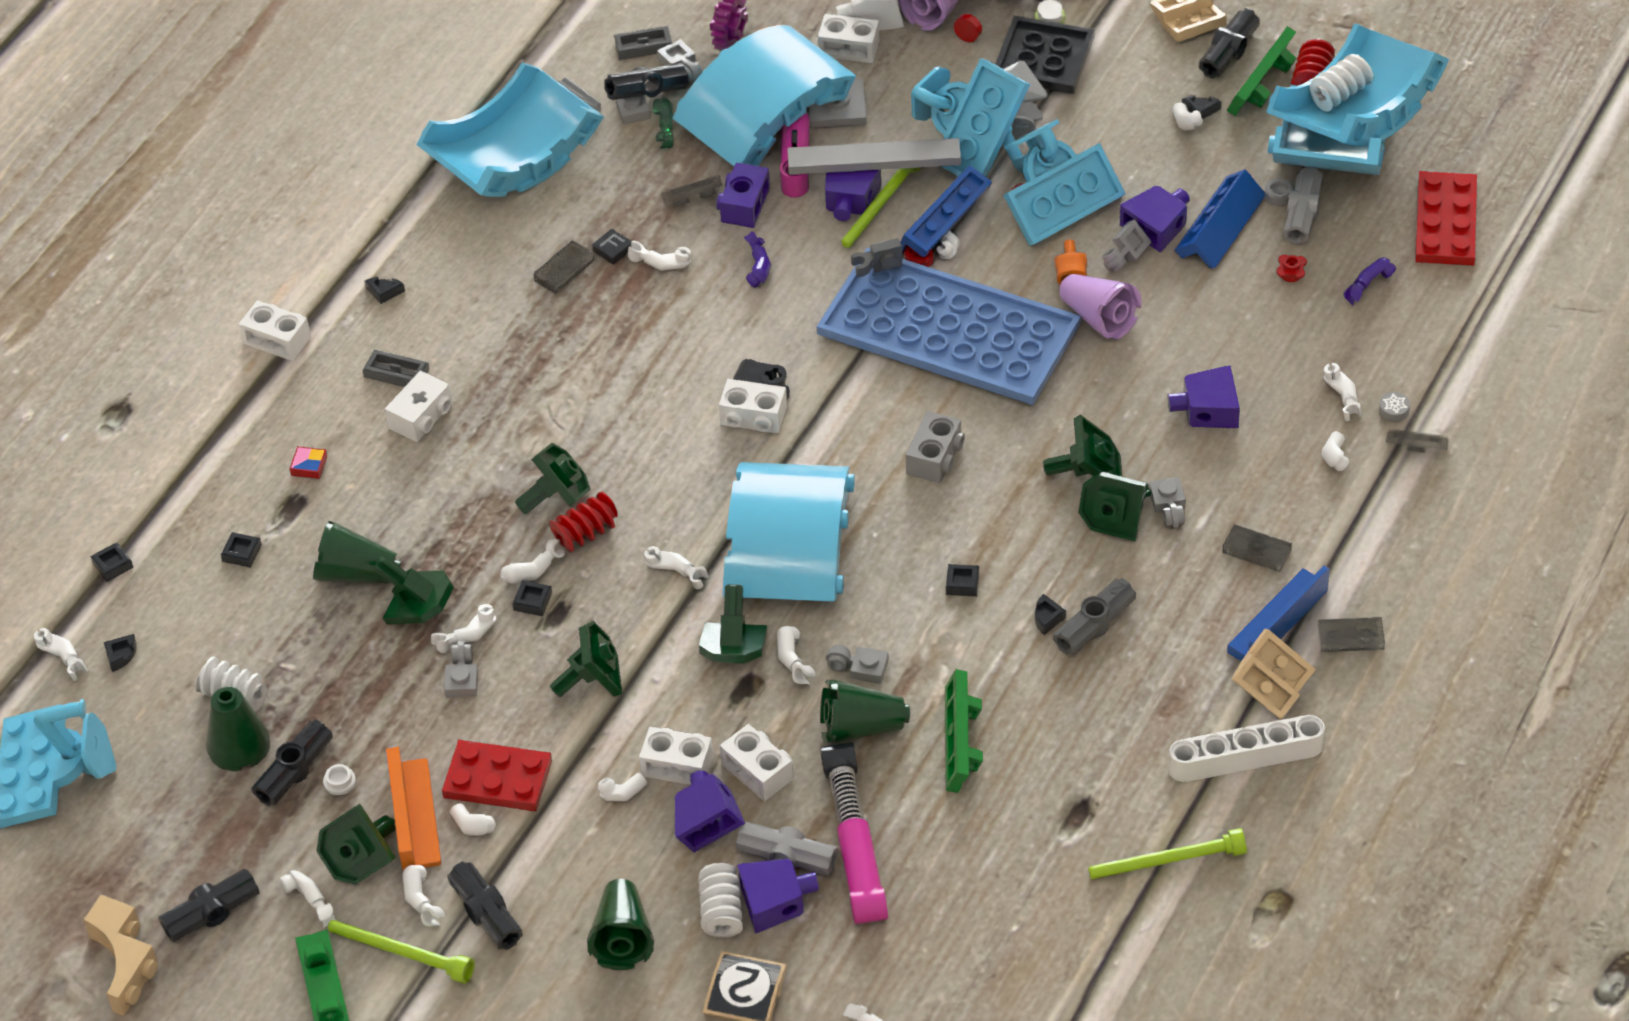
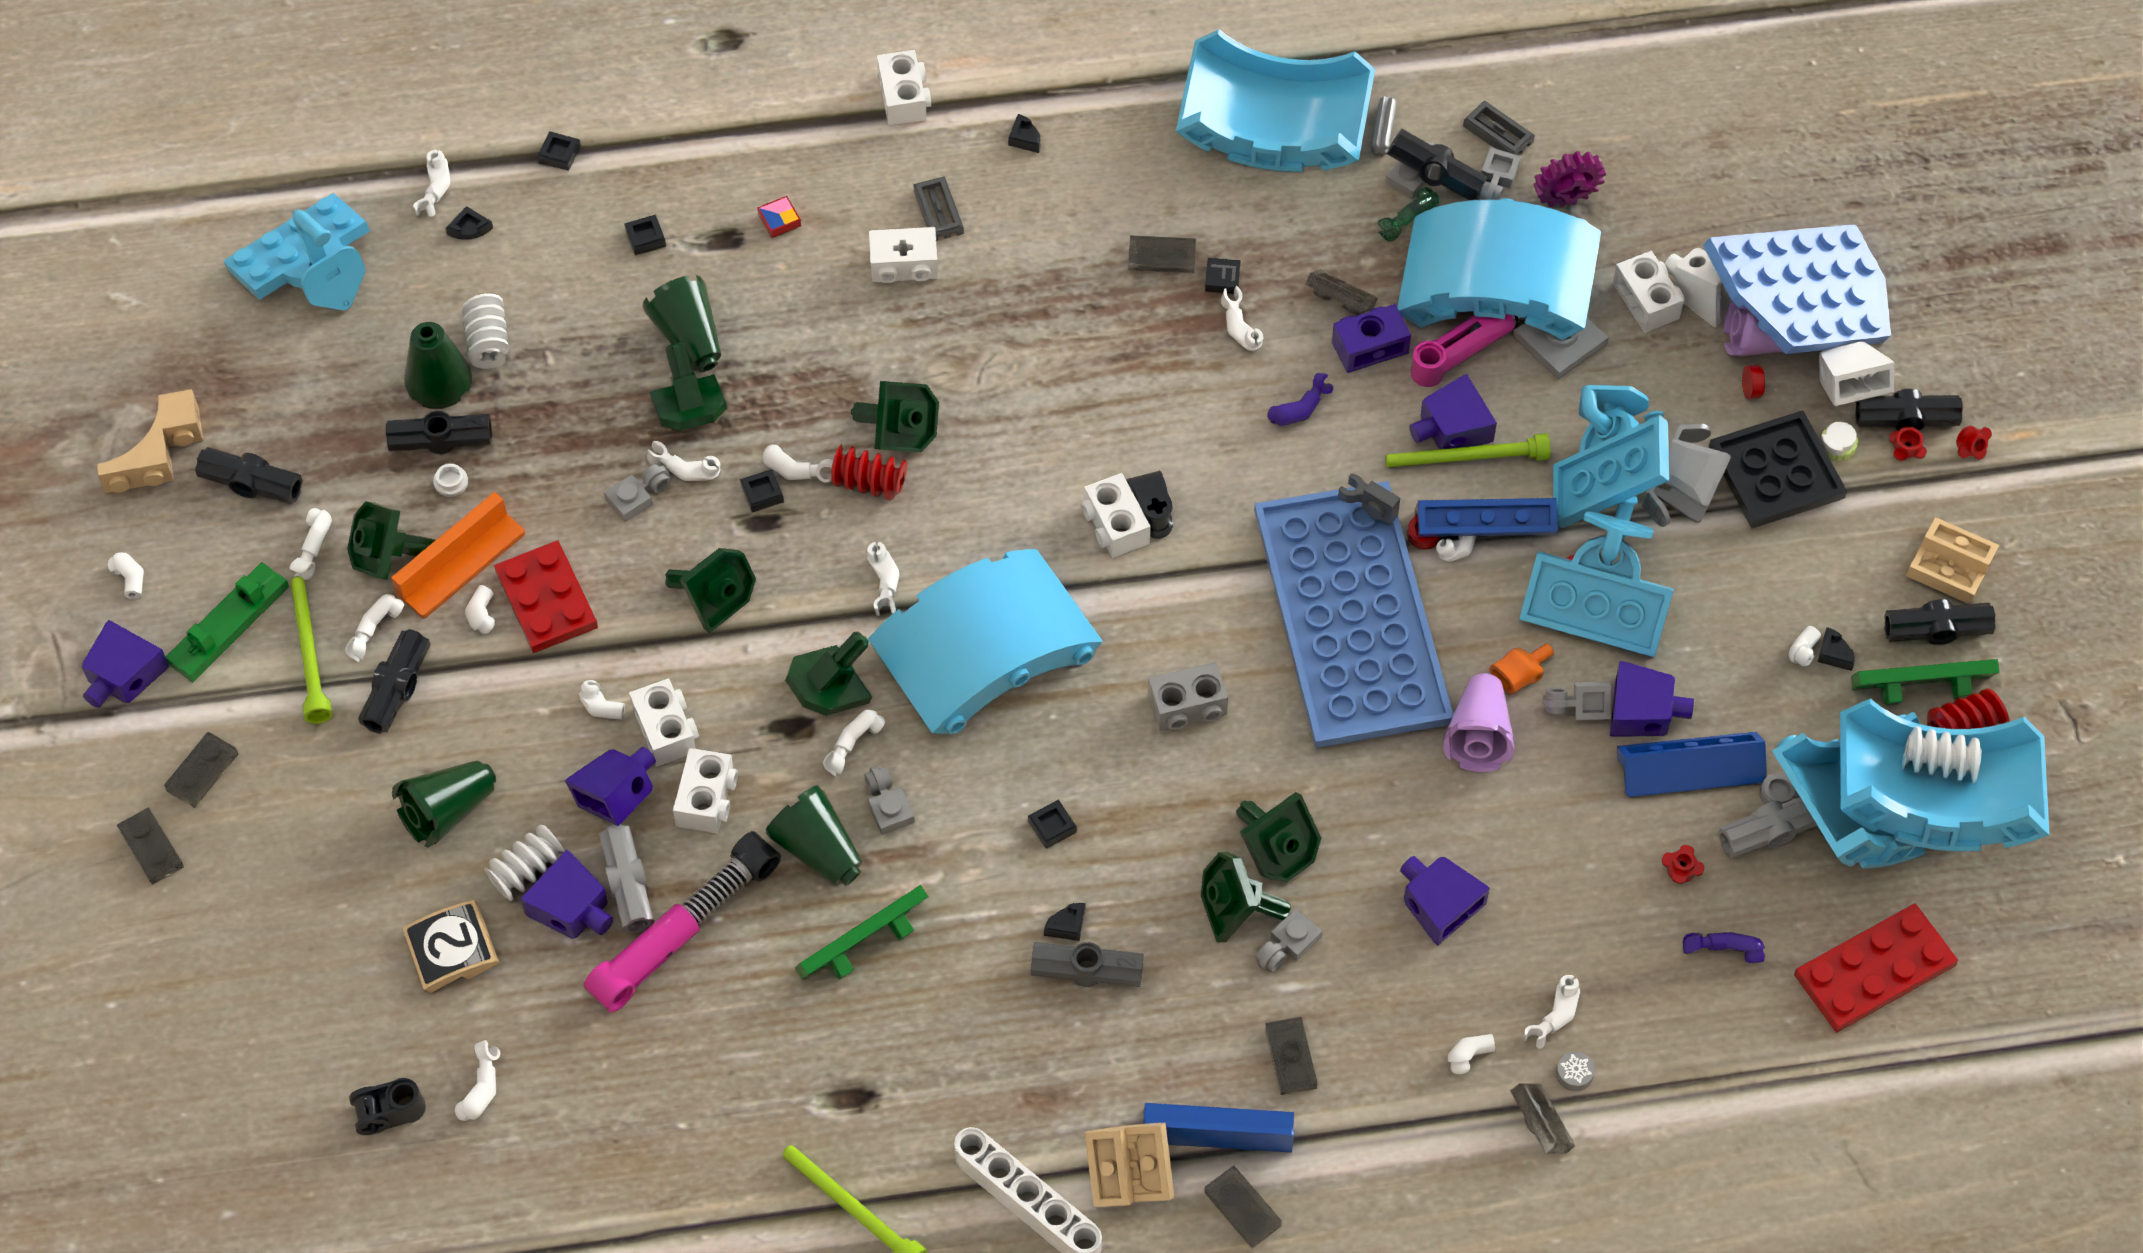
camera: 50 degrees right, 10 degrees up
(874, 156) = (1497, 411): light grey tile -> none

